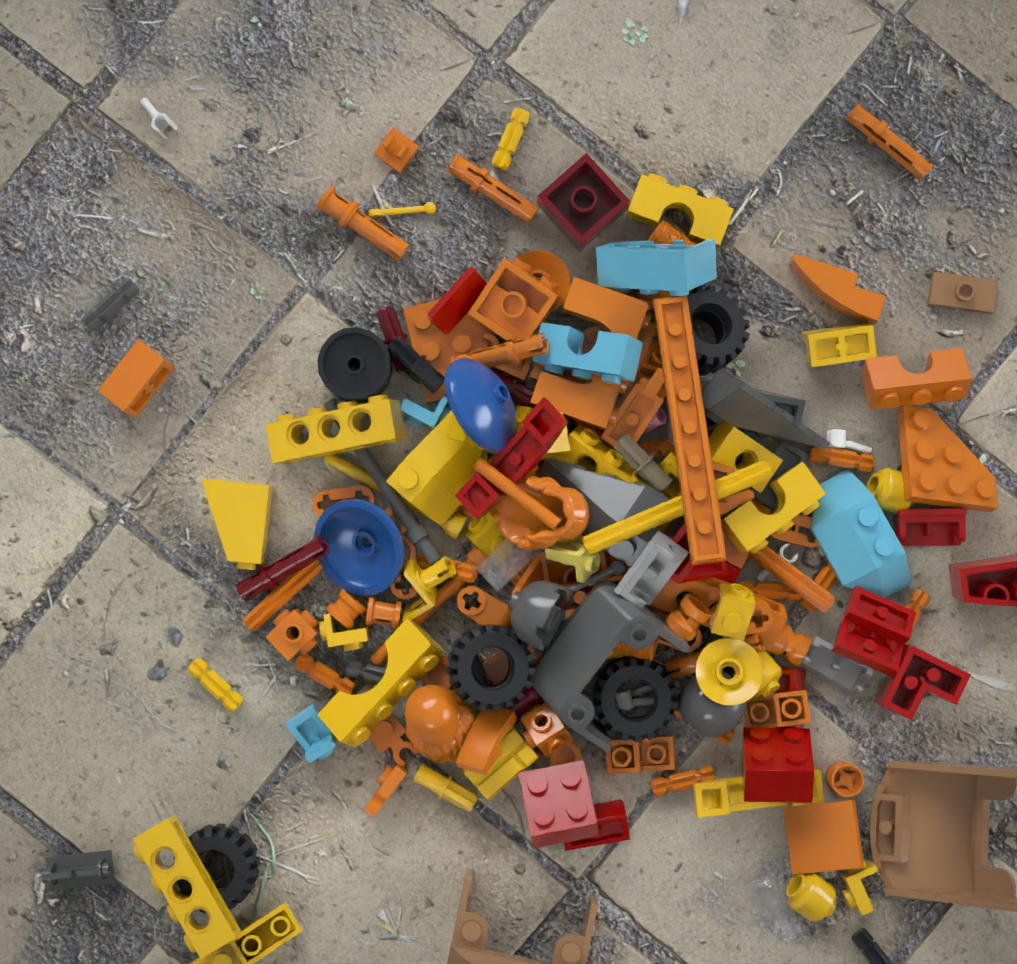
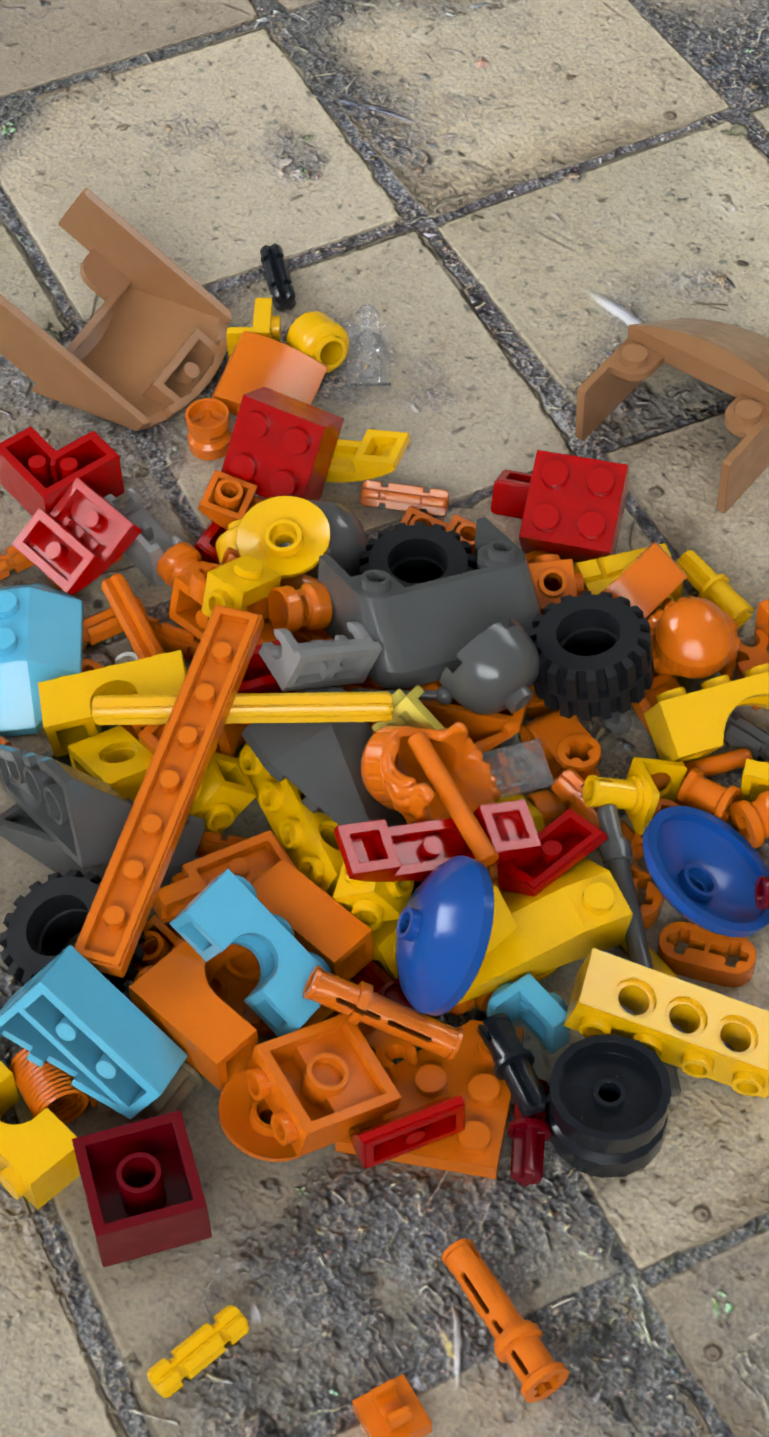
camera: 155 degrees left, 35 degrees down
(428, 208) = (383, 1306): yellow hinge -> none
(448, 511) = (563, 846): none -> red slope
(492, 188) = (300, 1332): orange pin -> none
(642, 463) = (256, 801): dark tan axle -> none

